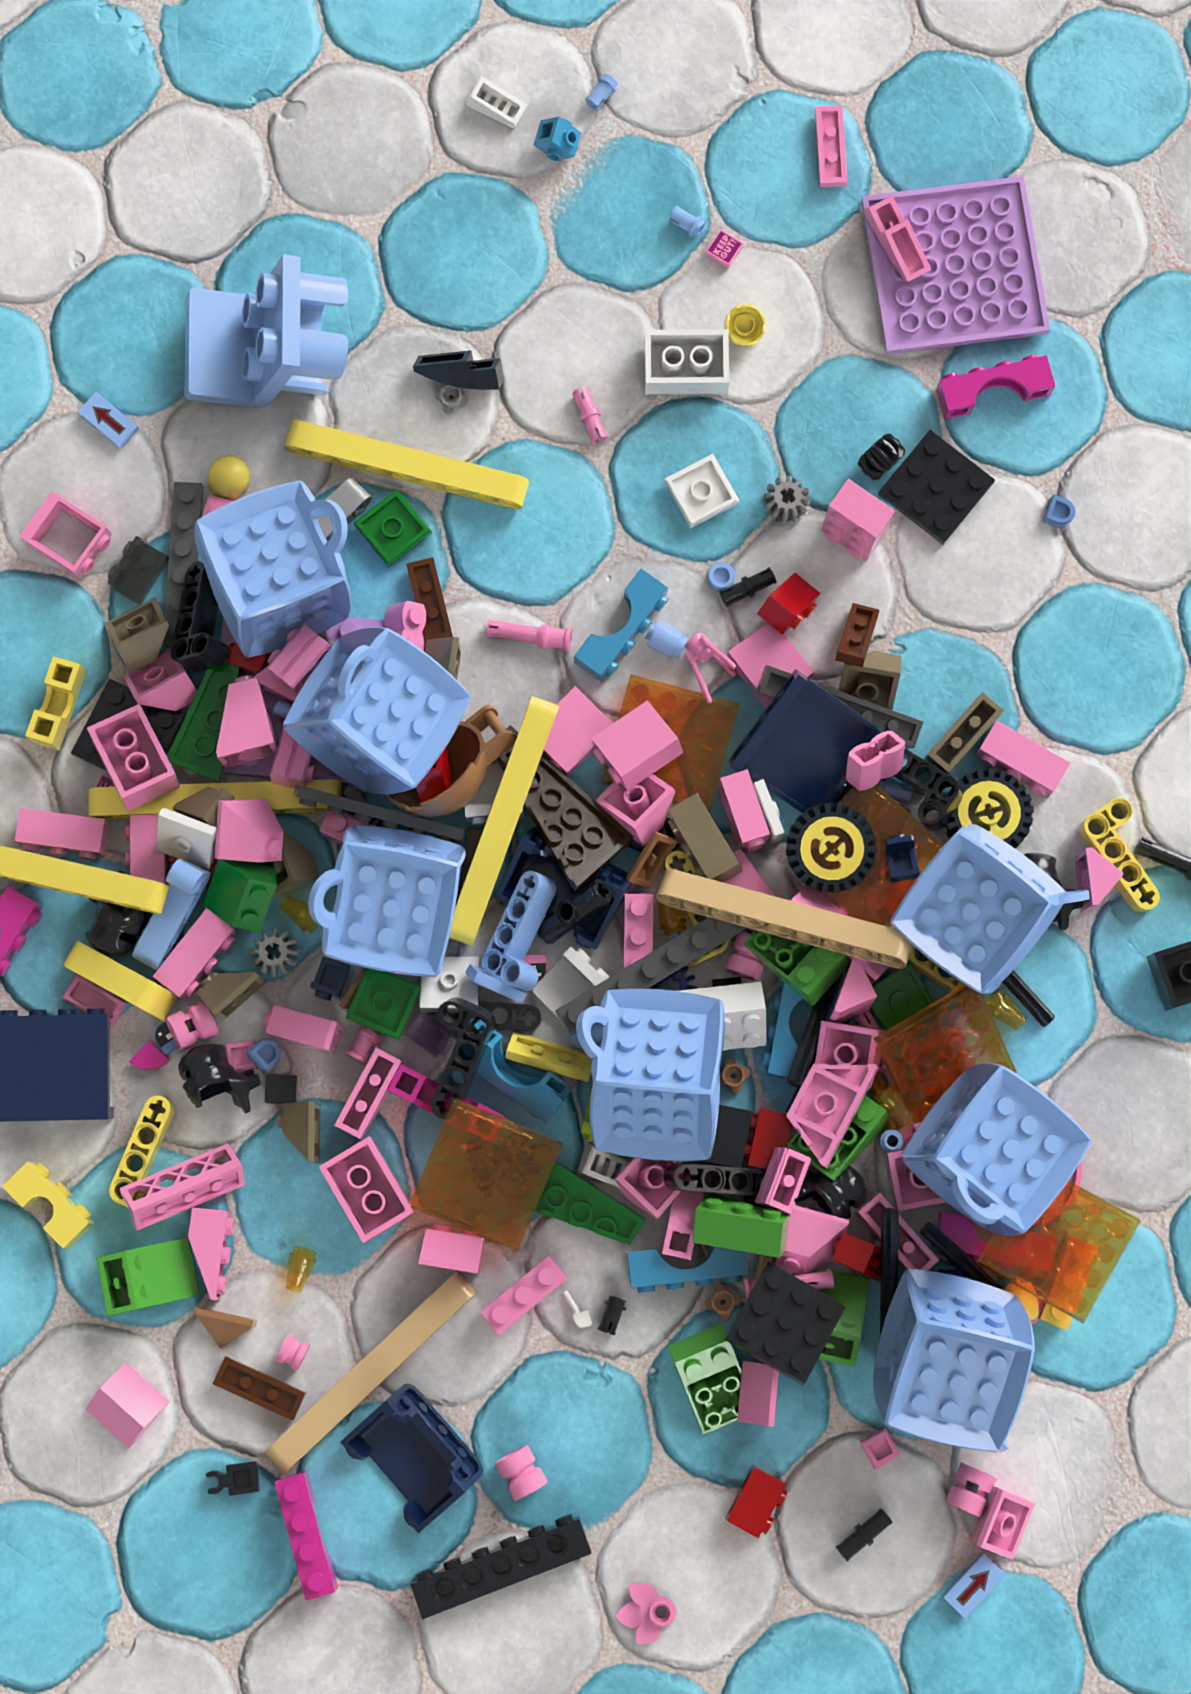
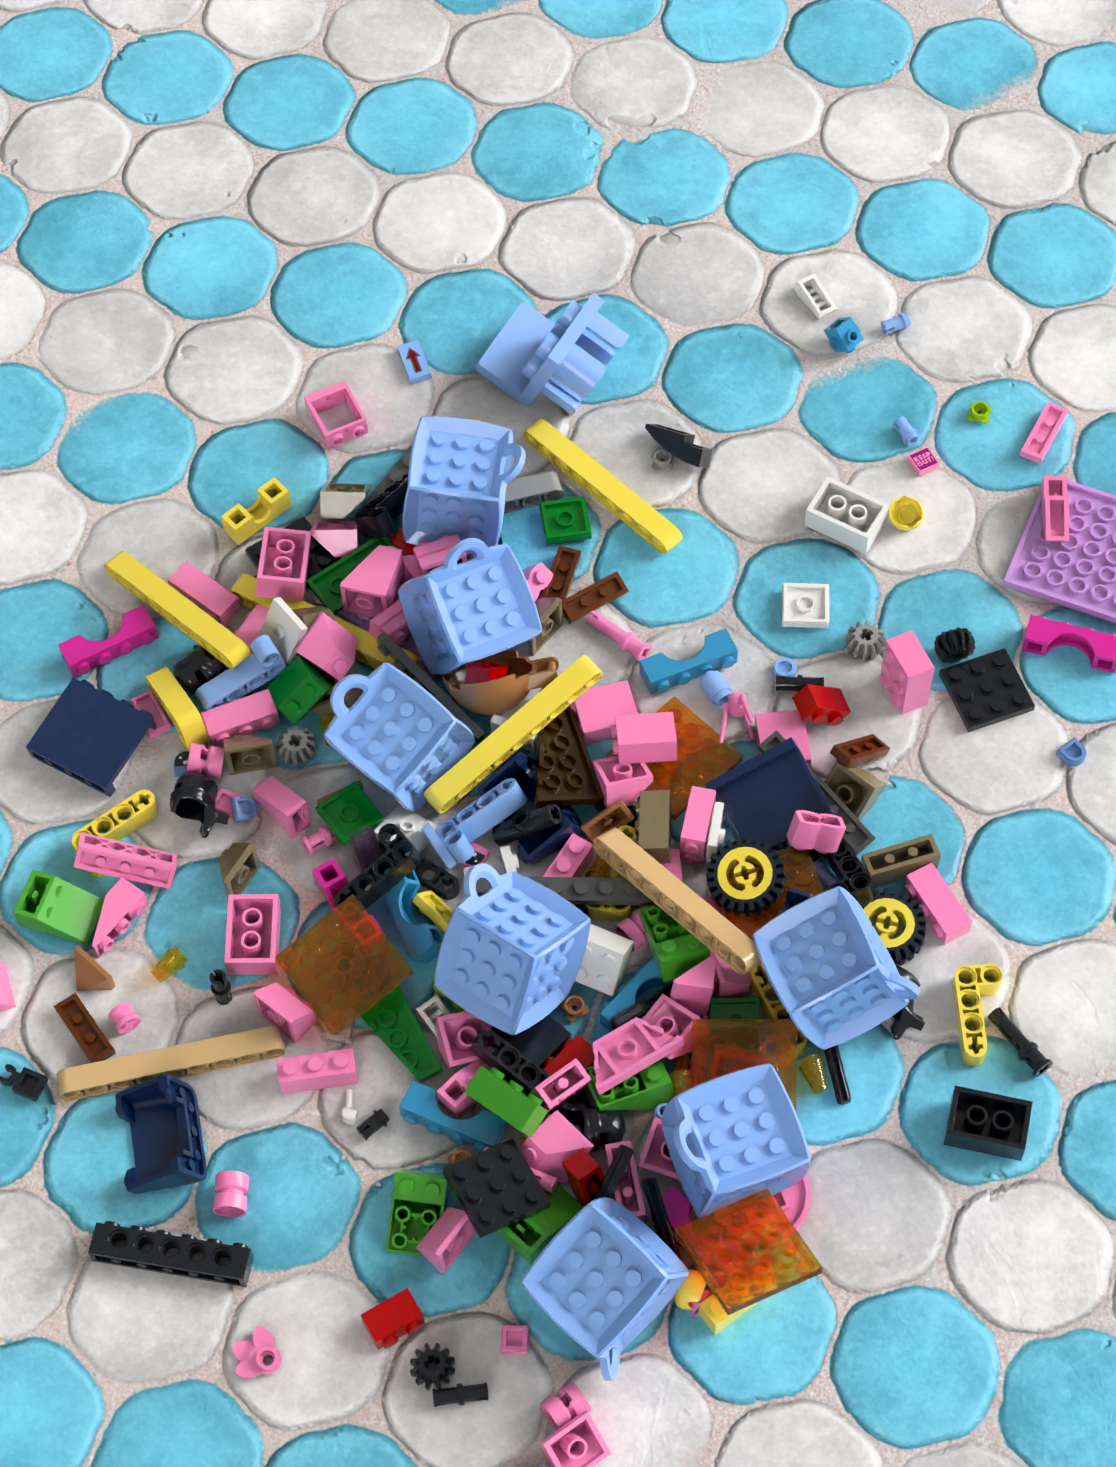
camera: 35 degrees right, 20 degrees down
(68, 1220) = (29, 844): light yellow arch -> none
(137, 570) = (369, 460): clear smoke bracket -> none
(149, 1058) = (162, 770): dark pink tile -> none
(280, 1088) = (237, 834): black slope -> none
(305, 1536) = (38, 1166): dark pink arch -> none
(330, 979) = (323, 783): dark blue bracket -> none
(366, 1269) = (220, 987): none -> black pin
(368, 1094) = (296, 870): bright pink brick -> none
(479, 605) = (593, 597): none -> reddish brown plate
(590, 415) = (755, 518): bright pink pin -> none
(753, 150) = (979, 407): none -> lime plate
(811, 1526) = (442, 1362): none -> black gear
(1095, 875) = (943, 1013): bright pink slope -> none

